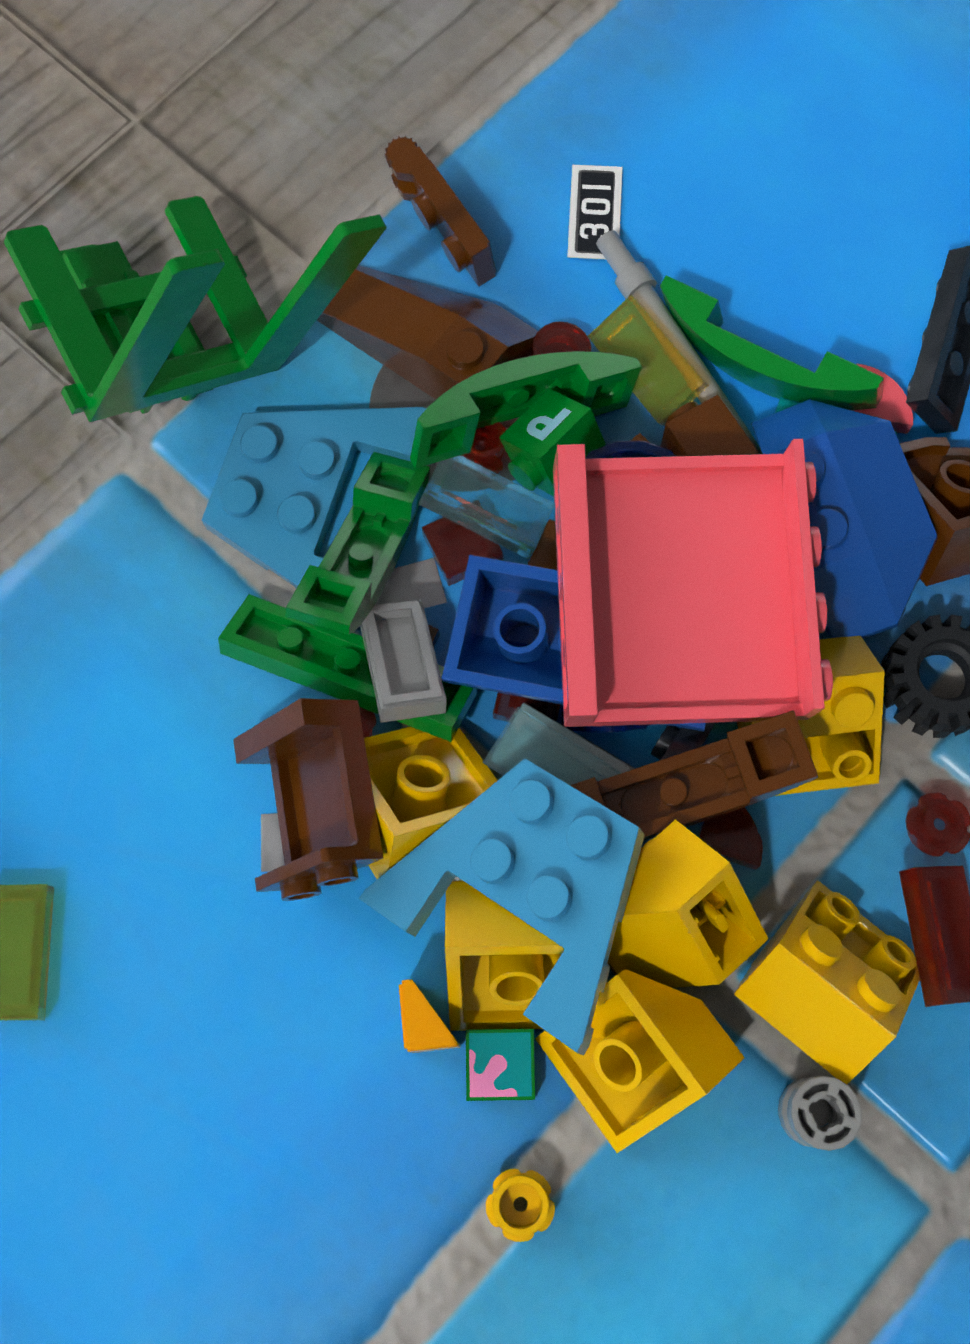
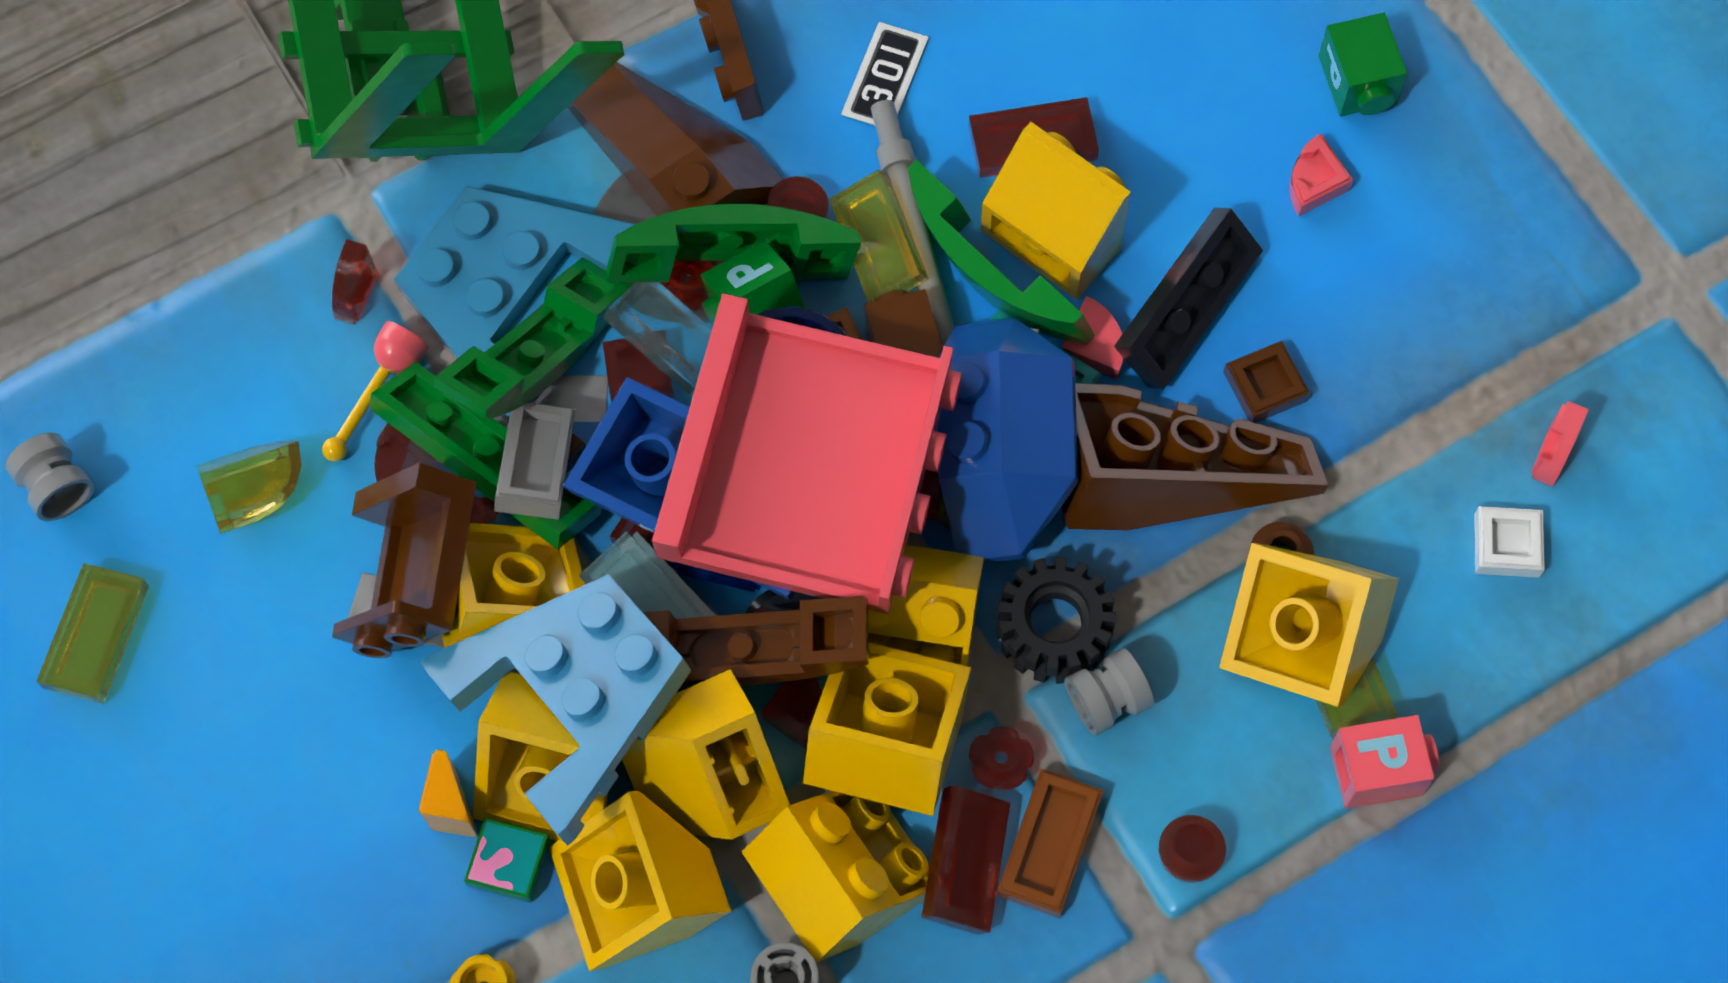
camera: 15 degrees right, 5 degrees down
(124, 757) = (250, 482): none -> clear yellow brick
(162, 533) = (352, 281): none -> clear red tile
(225, 590) = (394, 351): none -> hinge
(262, 693) = (397, 453): none -> clear red tile
(752, 232) = (998, 131): none -> clear red tile
(811, 286) = (1056, 210): none -> yellow slope
(844, 835) = (888, 729): none -> yellow brick

